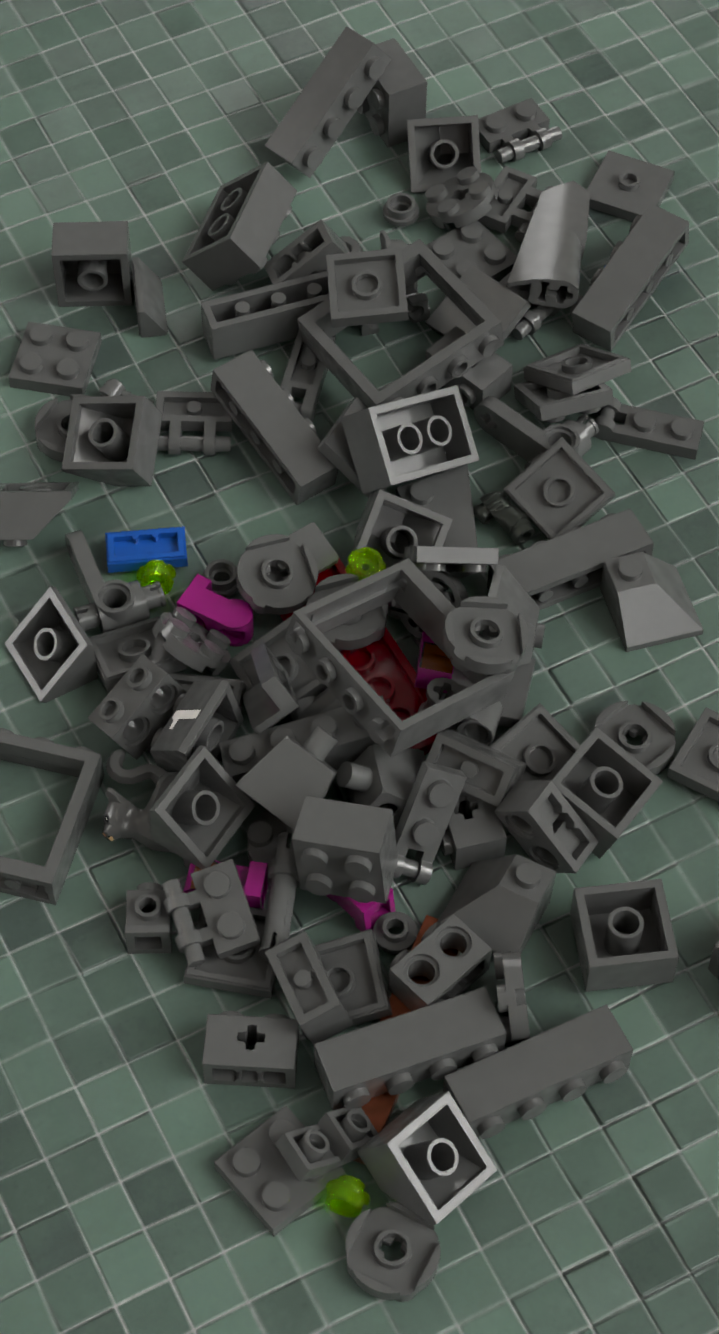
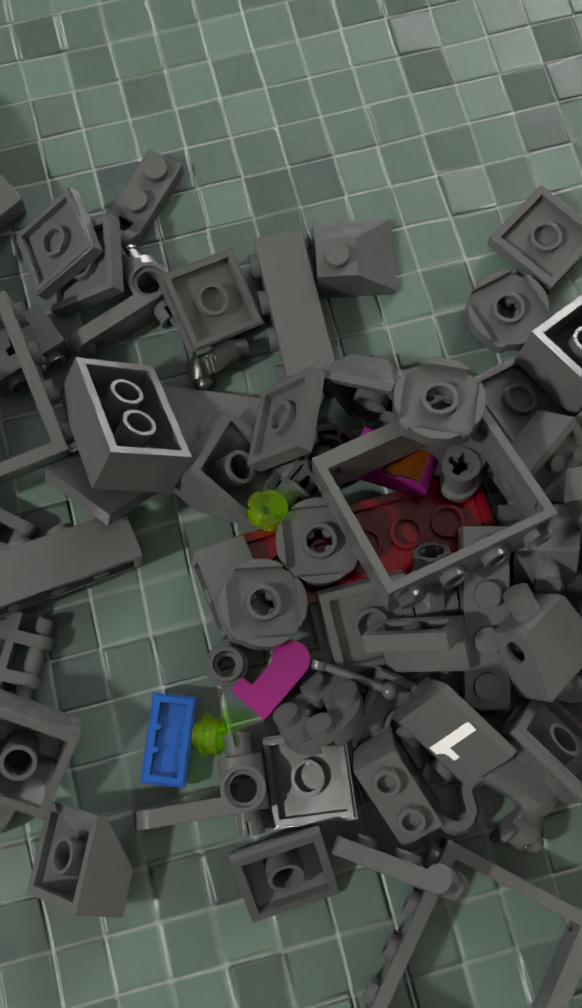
camera: 75 degrees left, 20 degrees up
(70, 717) = (403, 866): none -> dark grey plate
(236, 640) = (389, 689): none -> dark grey hinge

